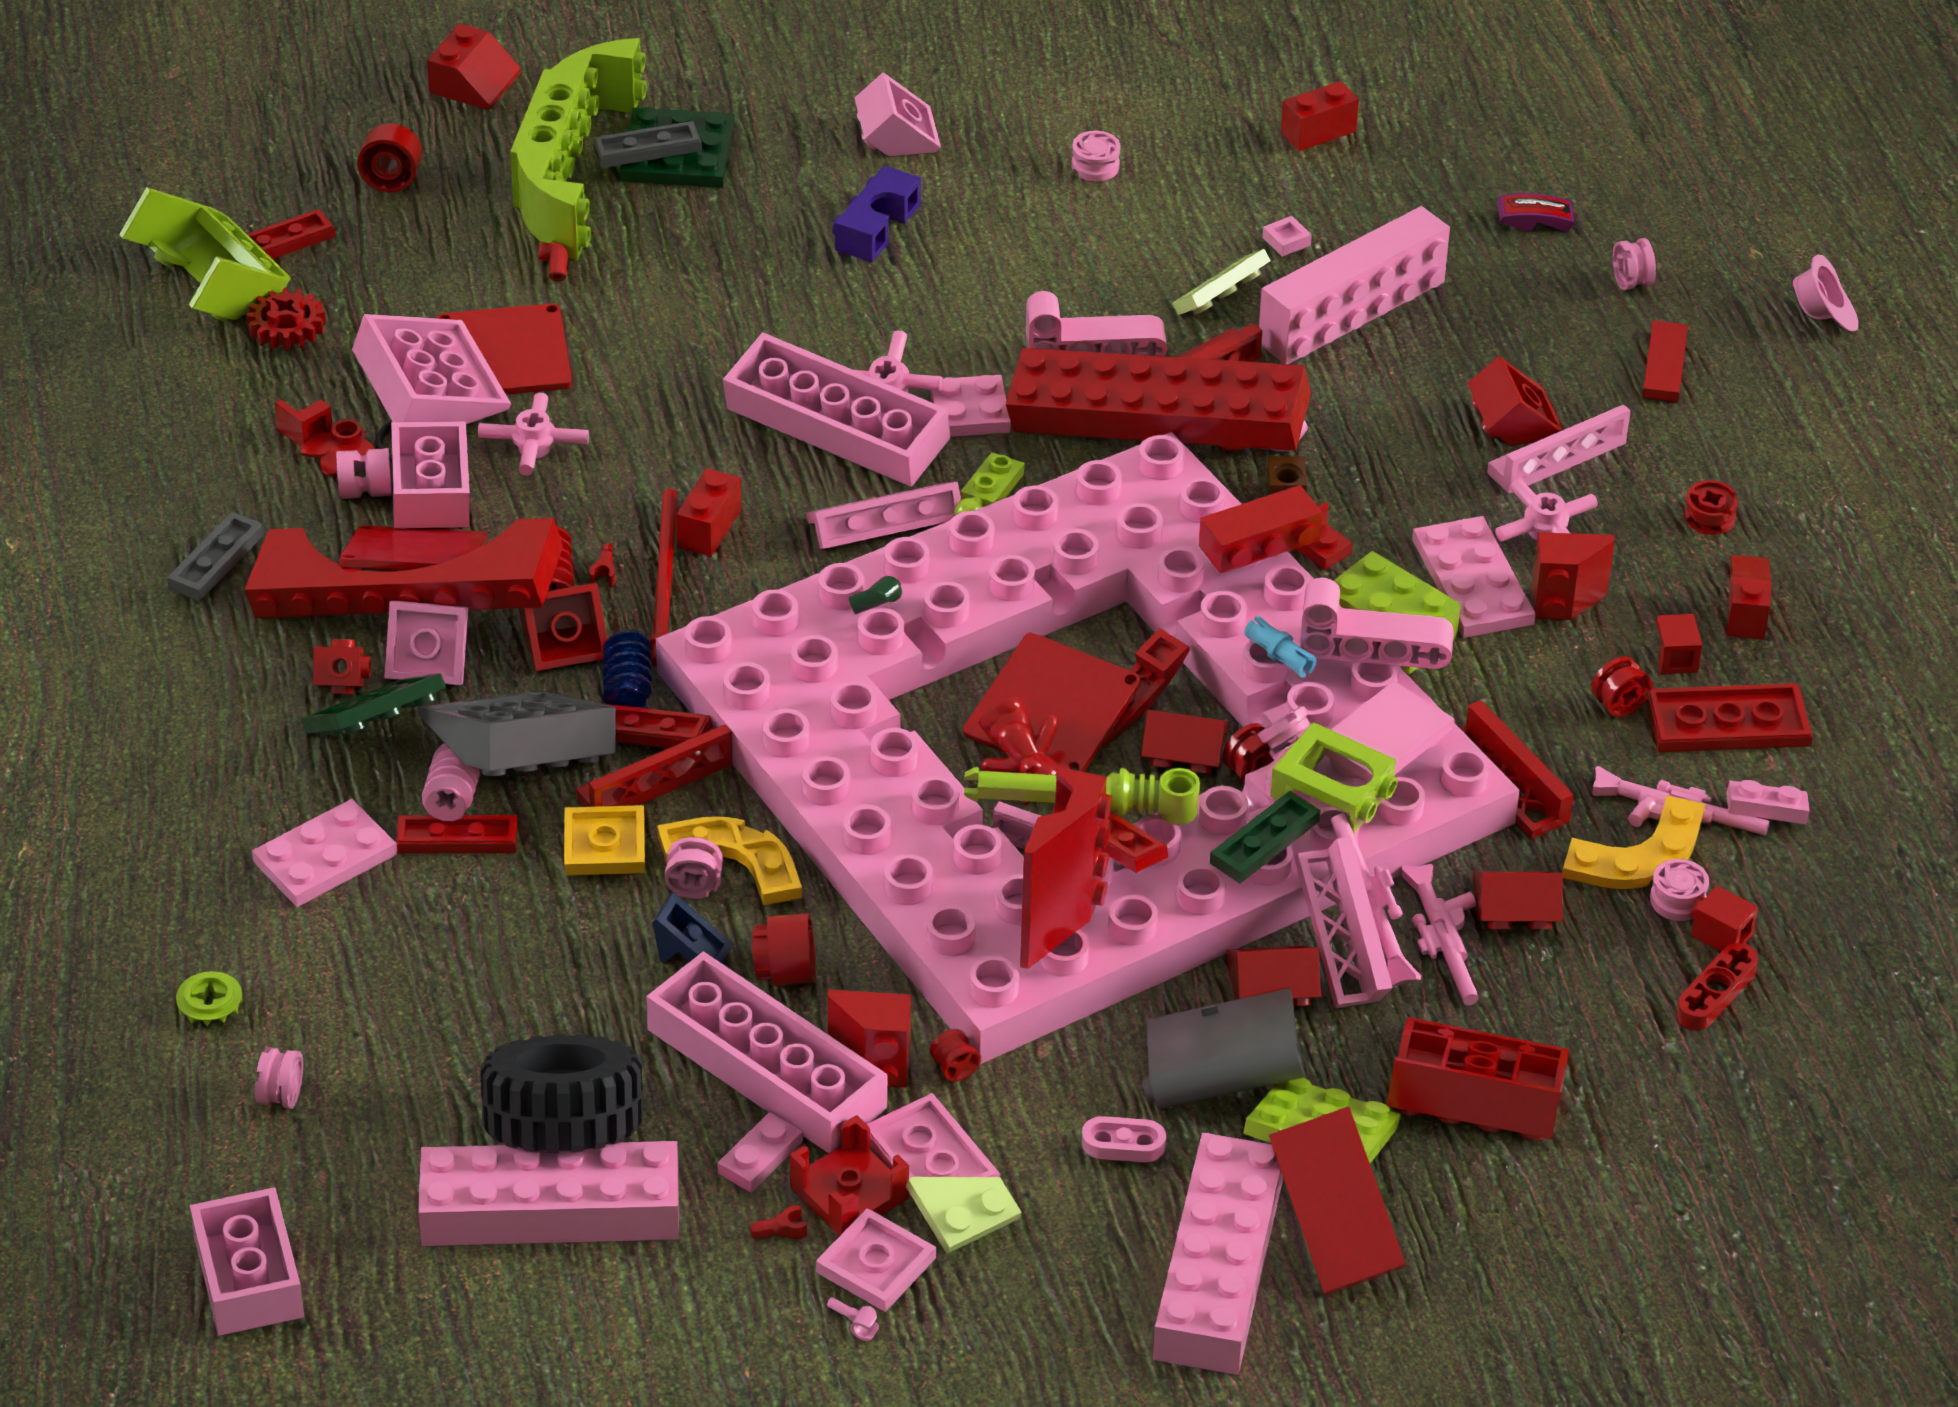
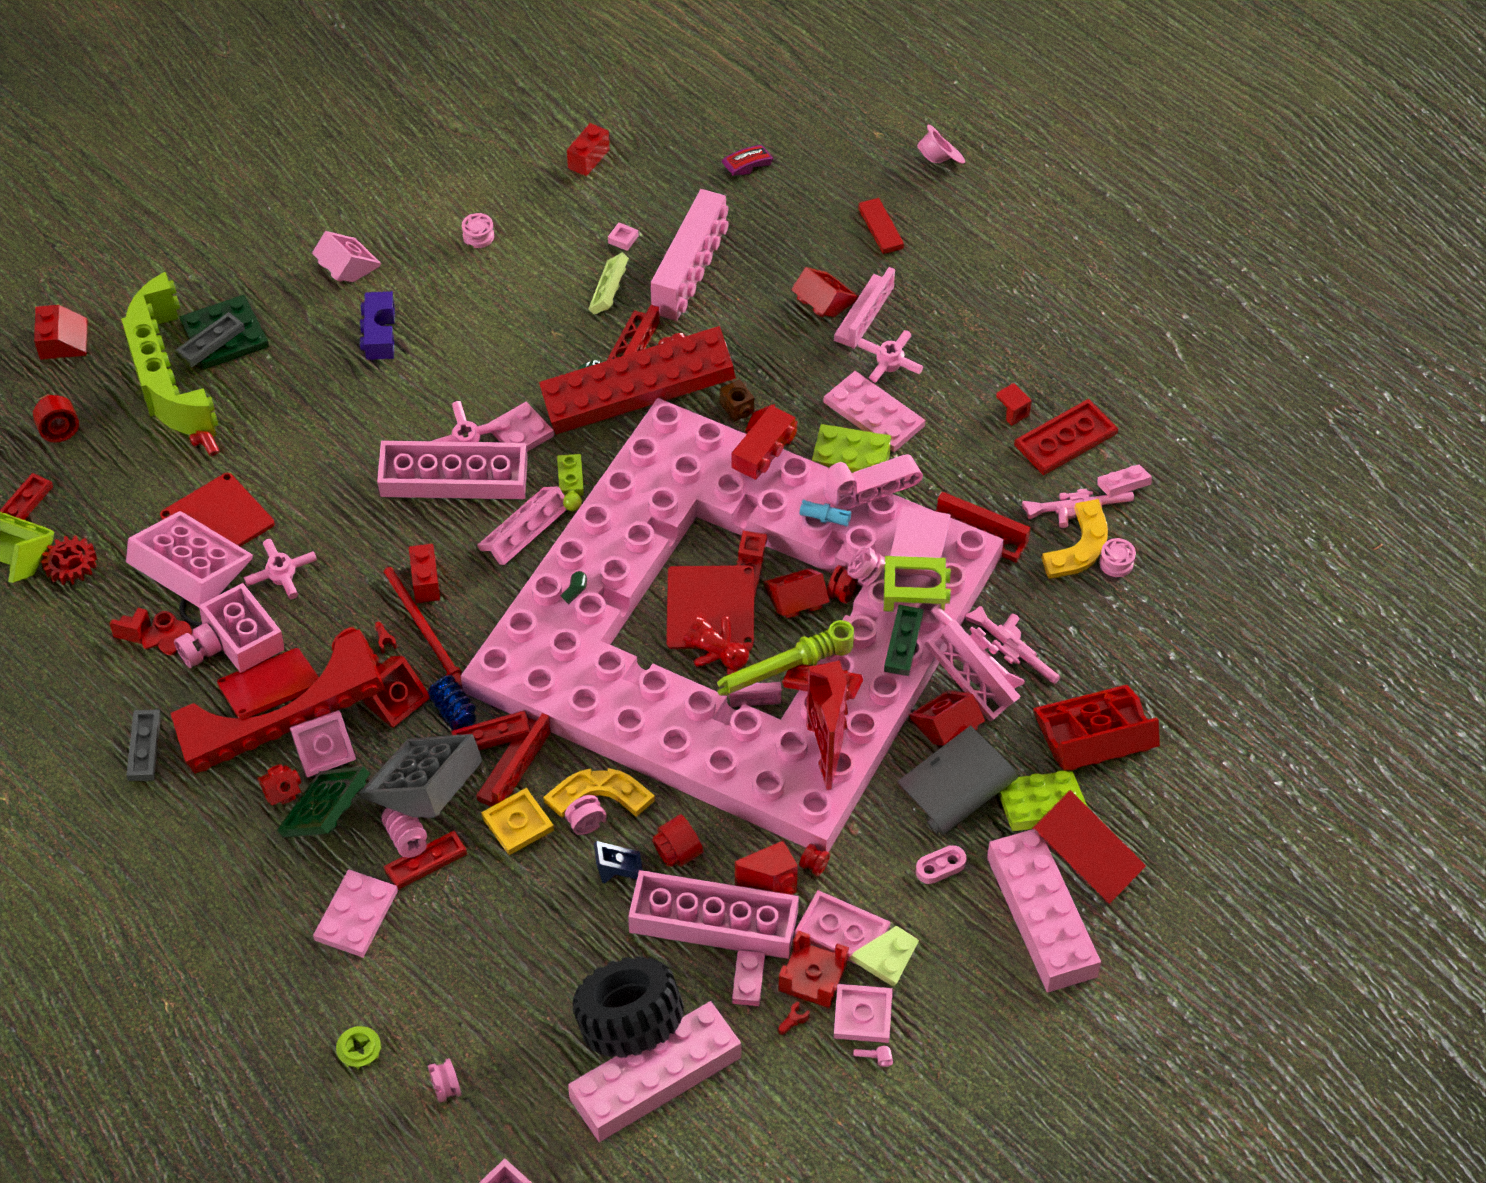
camera: 30 degrees left, 10 degrees up
(1091, 334) = (561, 355): bright pink beam -> none
(1518, 897) = (1040, 603): red slope -> none
(1570, 573) = (930, 388): red slope -> none
(1621, 687) = (1004, 446): red wheel -> none
(1634, 264) = (826, 172): bright pink wheel -> none
(1711, 506) = (969, 308): red wheel -> none
(1716, 1001) = (1168, 614): red beam -> none
(1723, 919) = (1153, 566): red brick -> none
(1748, 597) = (1027, 355): red slope -> none

